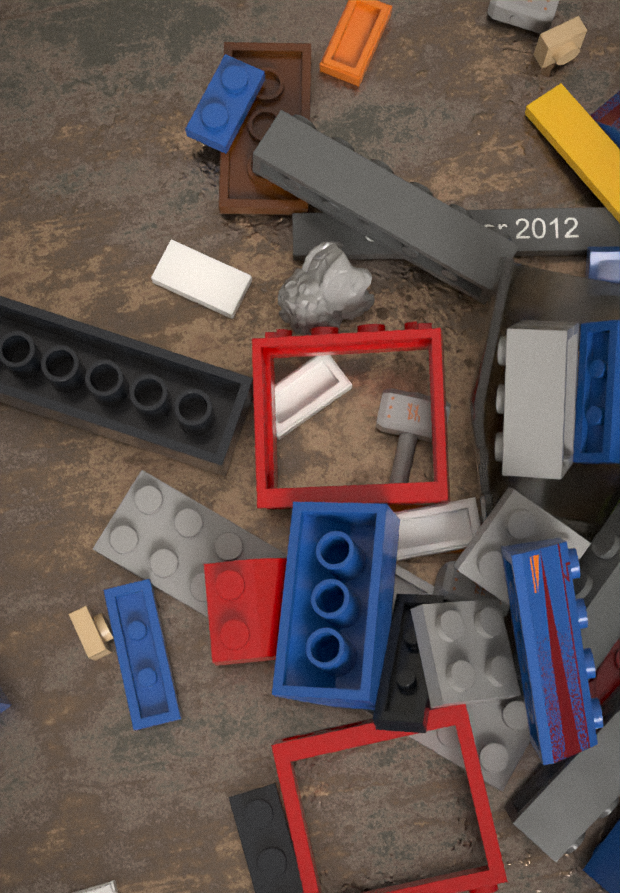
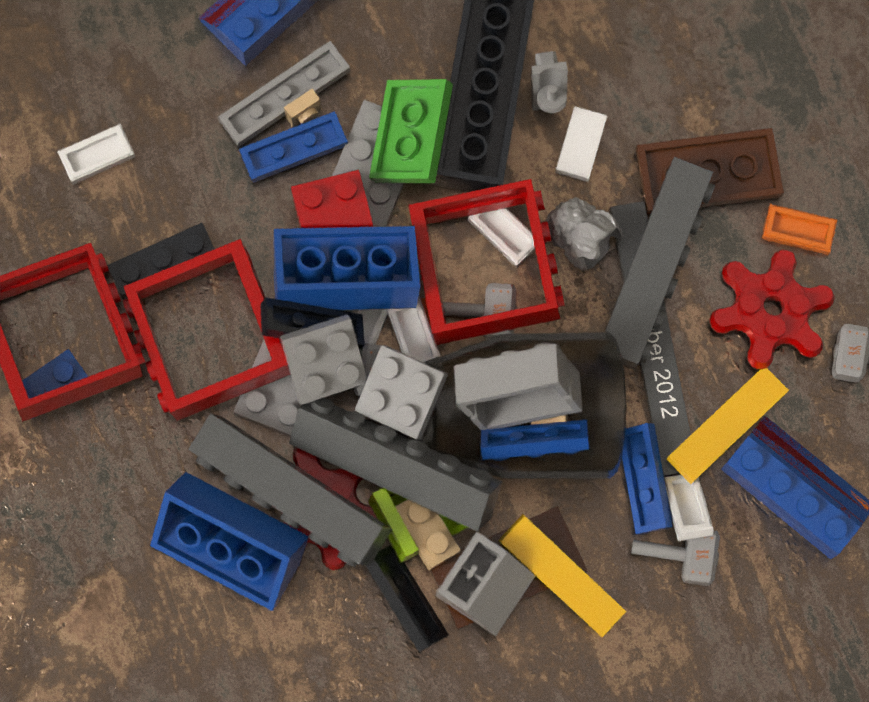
camera: 75 degrees right, 0 degrees up
(63, 658) = (268, 102): none -> light grey plate
(119, 299) = (548, 83): none -> light grey hips
(156, 487) = (411, 131): none -> bright green plate
(225, 104) = (719, 135): blue plate -> none
(454, 112) = (767, 330): none -> red plate
(550, 648) = (333, 408): blue slope -> none
(560, 43) = (821, 385): tan plate -> none

